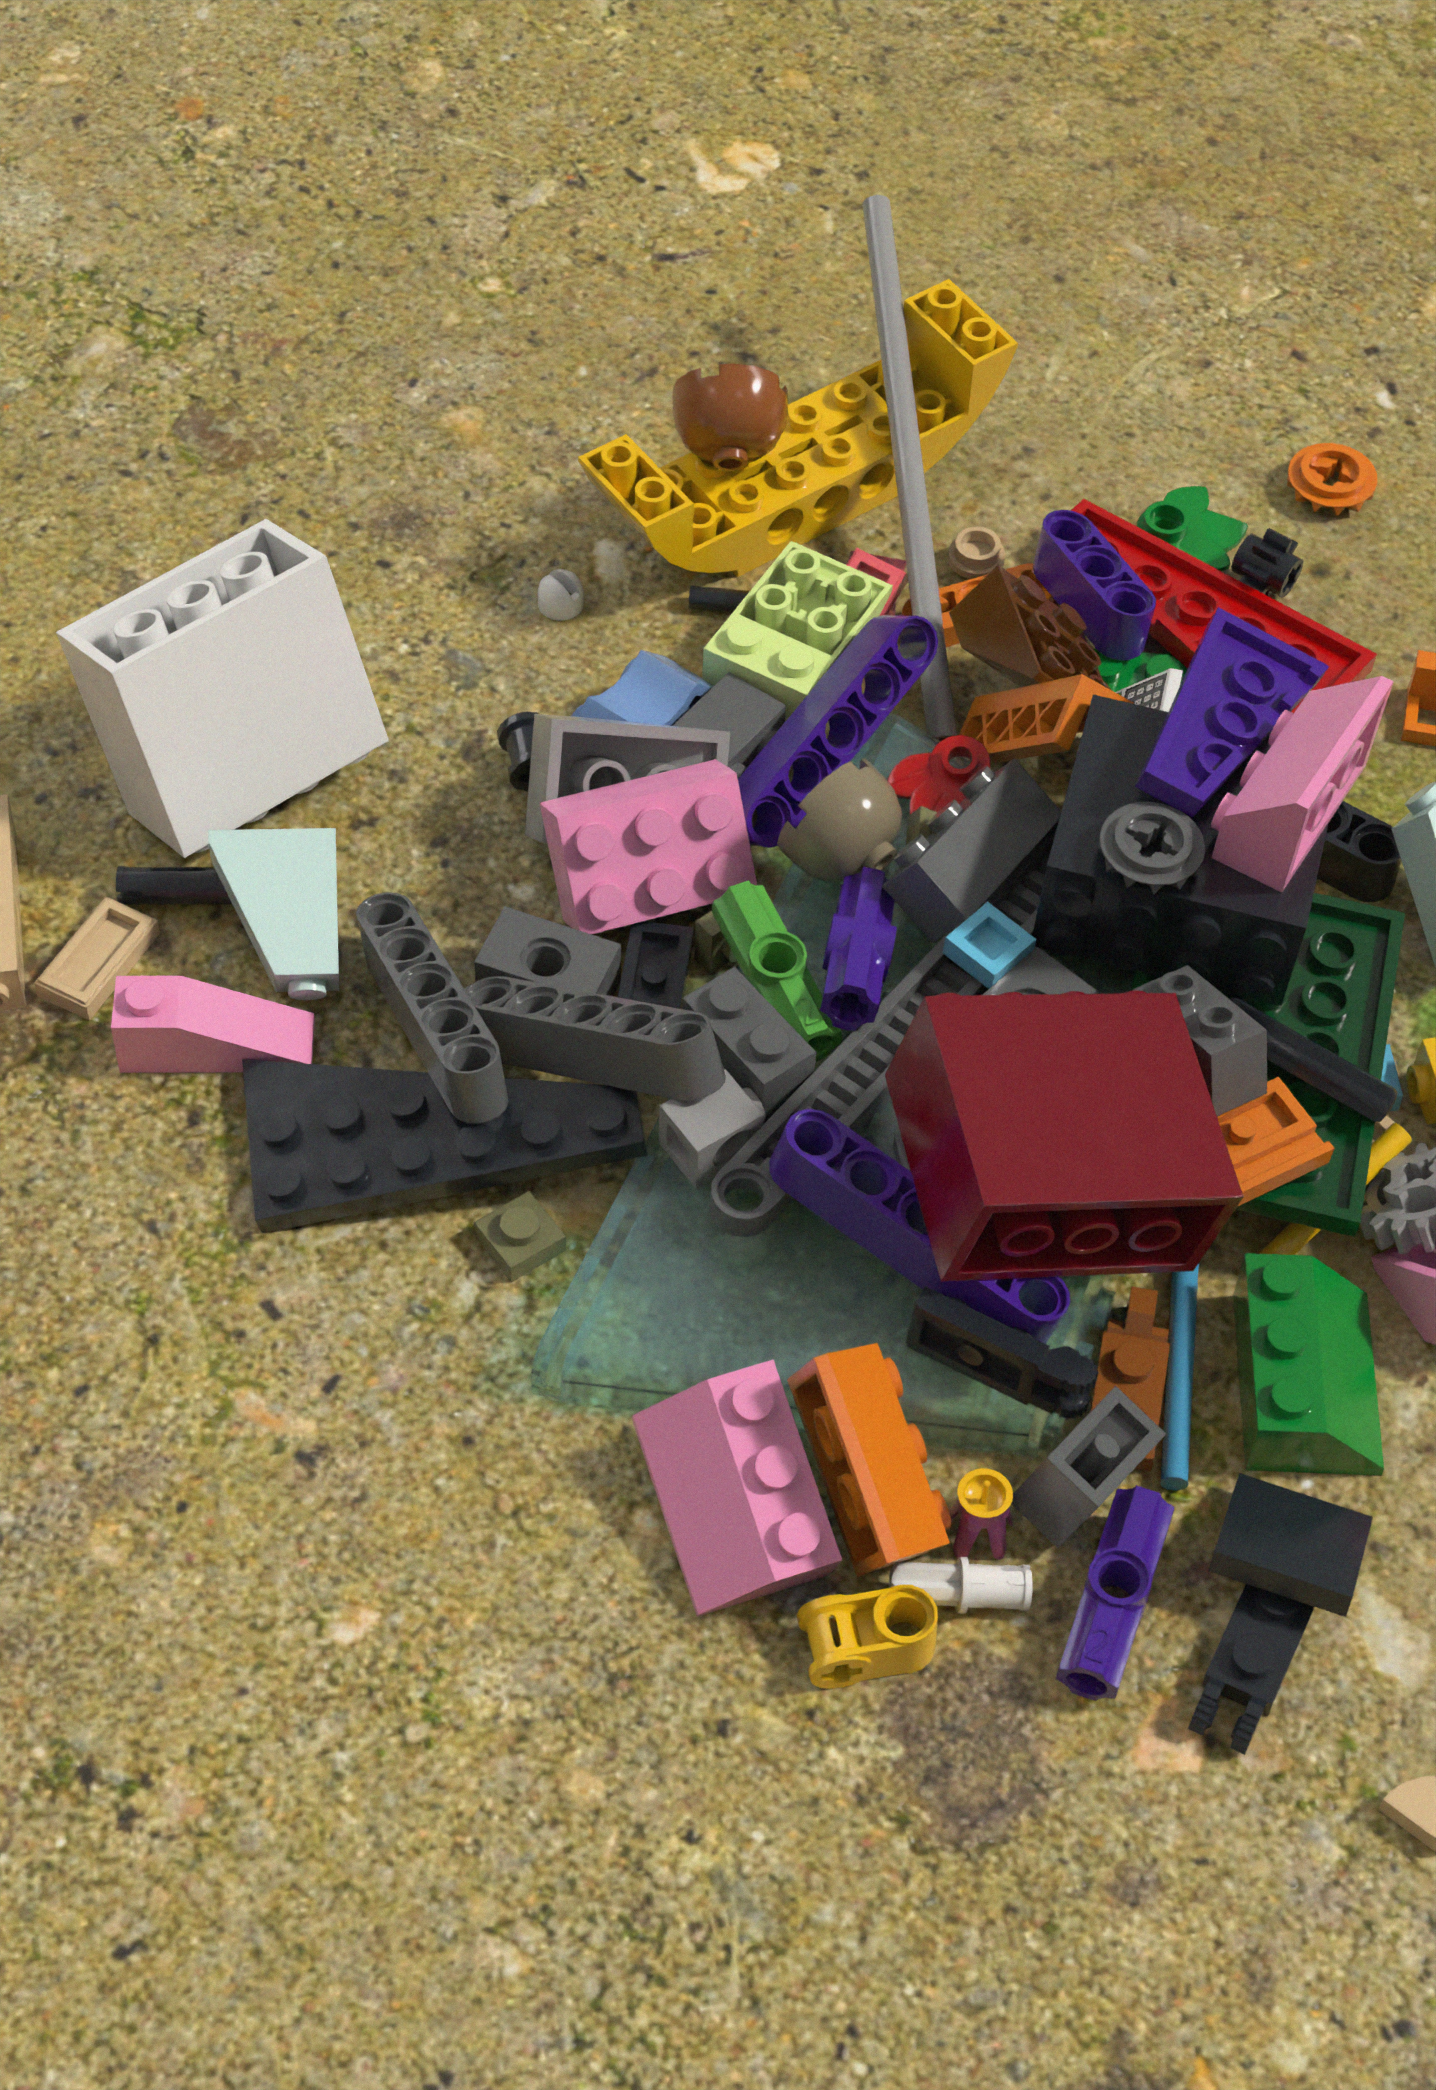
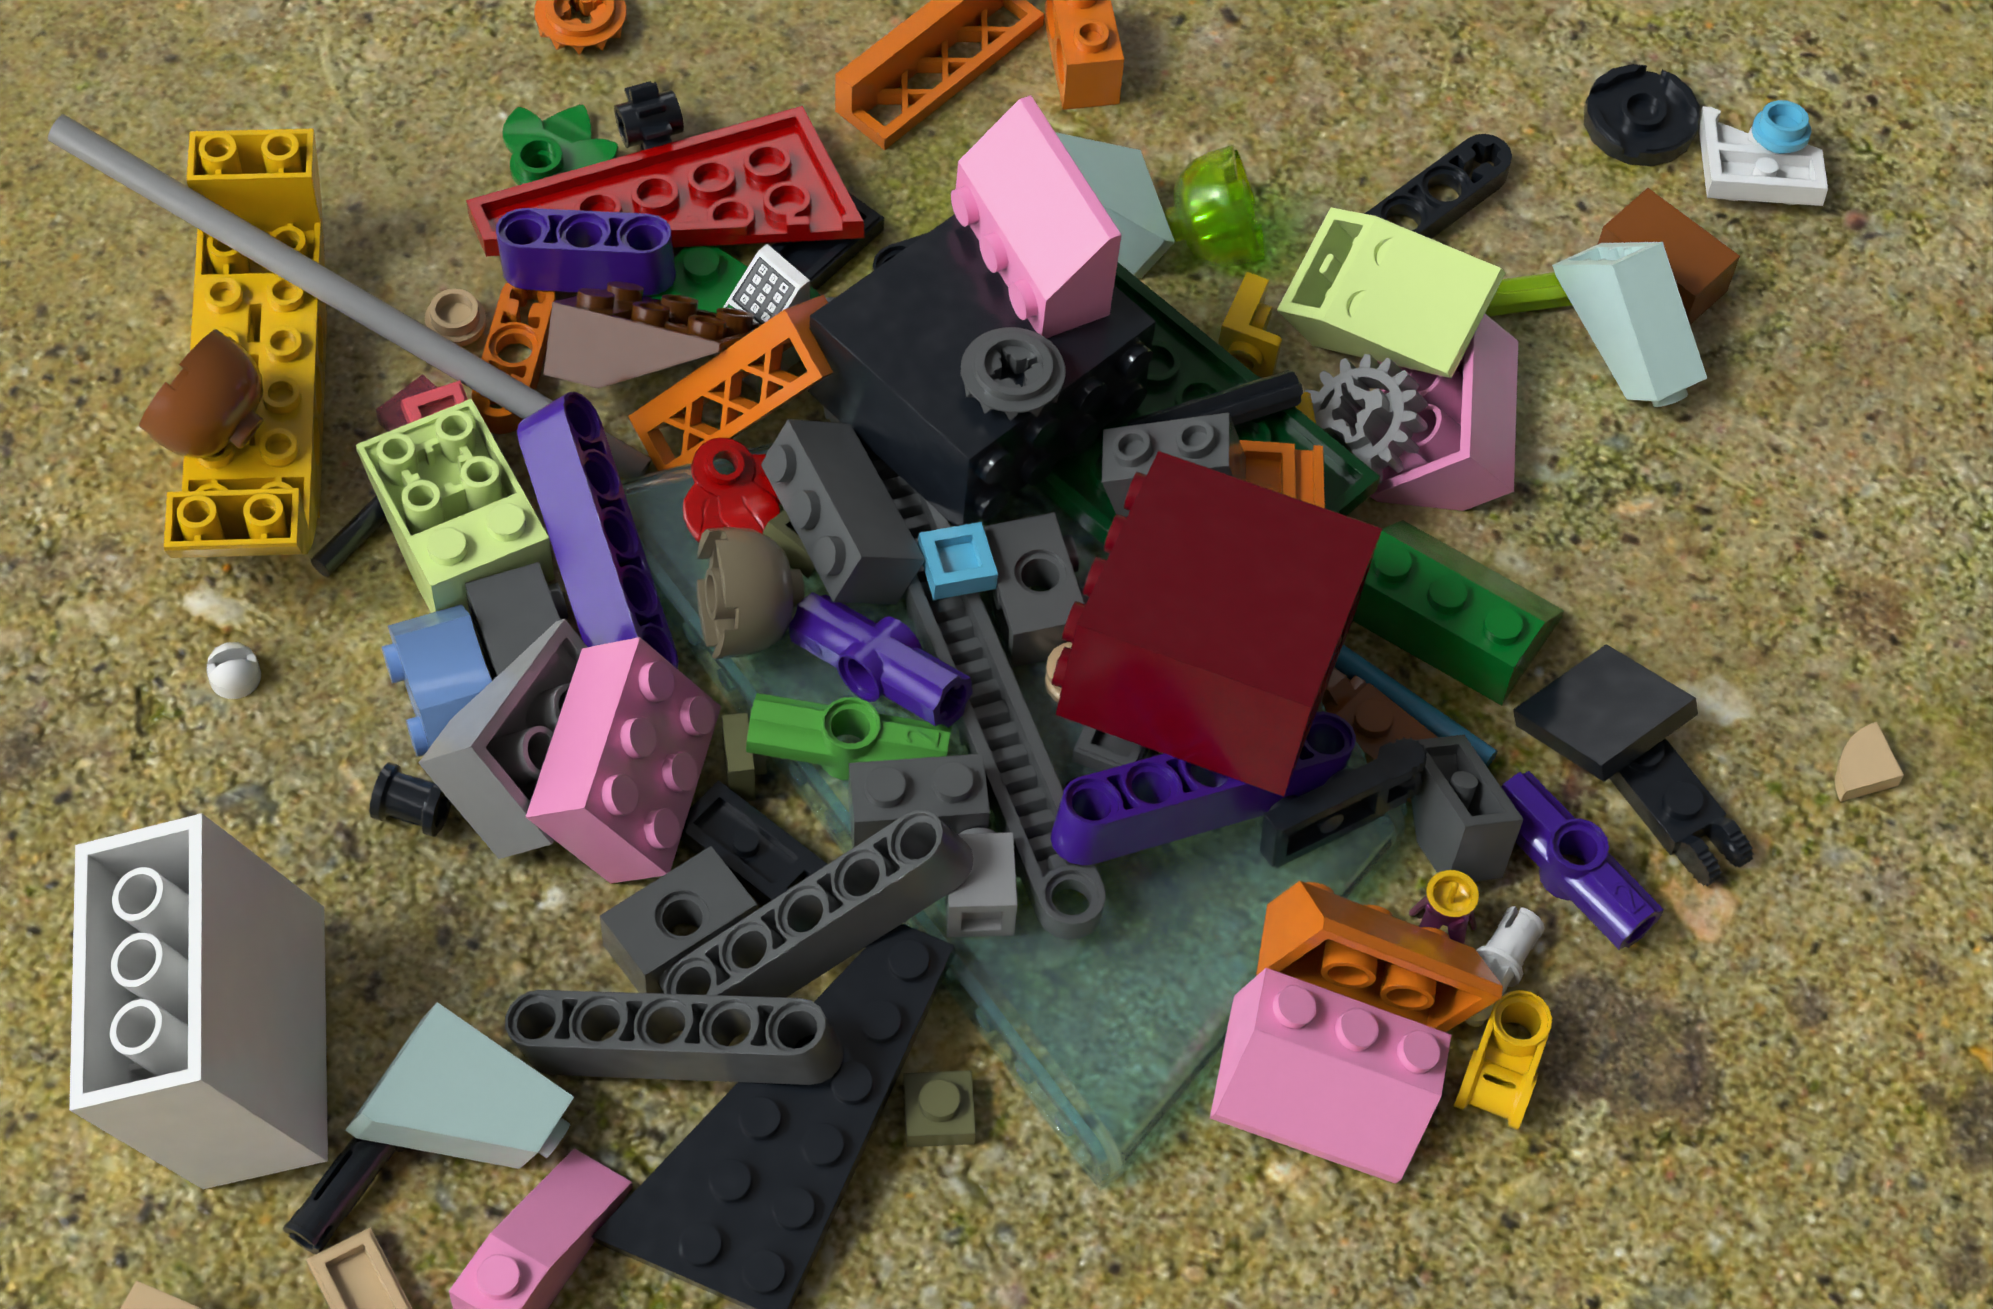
camera: 60 degrees left, 5 degrees up
(1224, 710) = (902, 226): dark purple wing -> none

